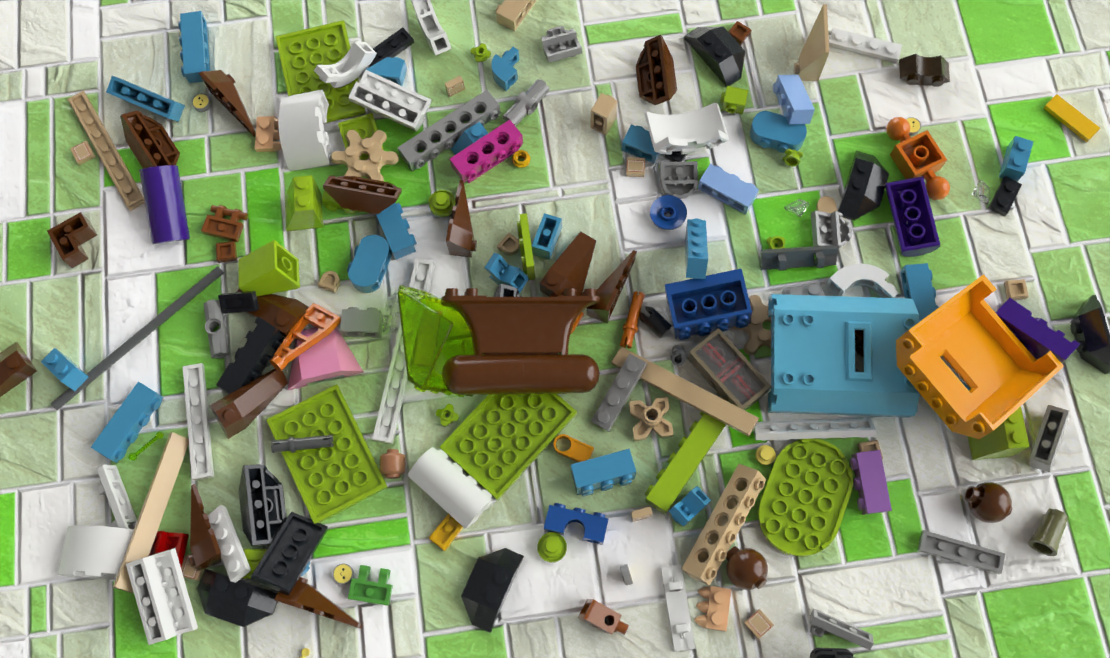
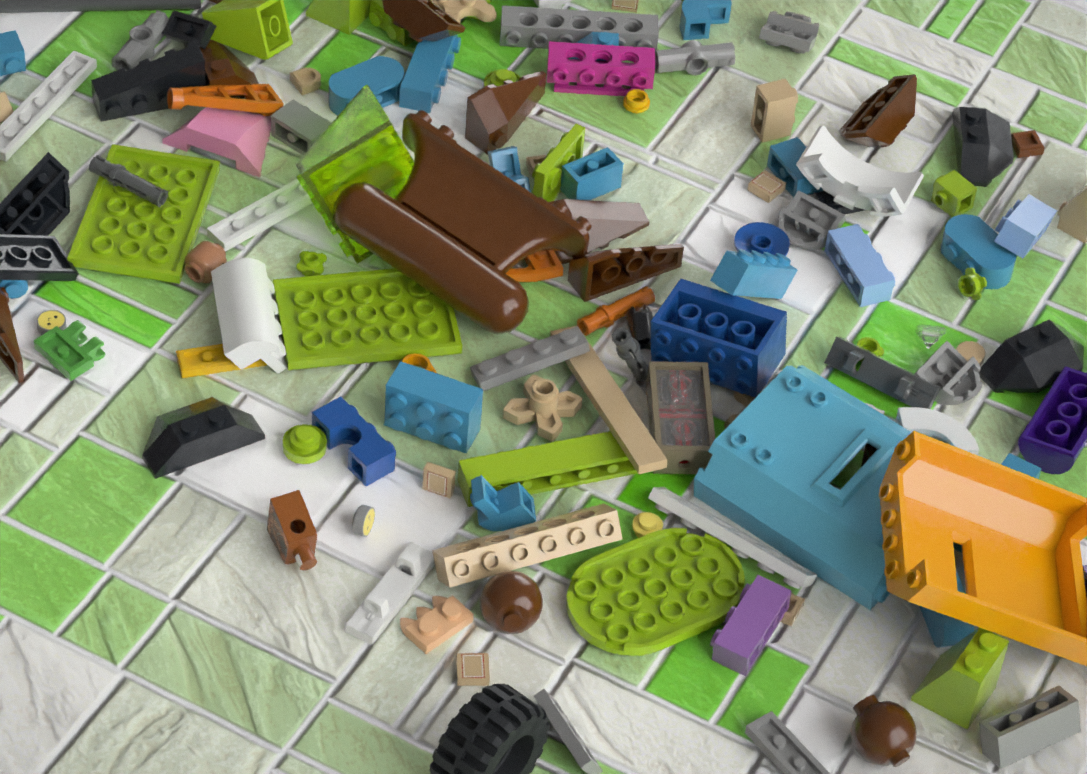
camera: 30 degrees right, 25 degrees down
(242, 406) = (104, 116): reddish brown wedge -> none

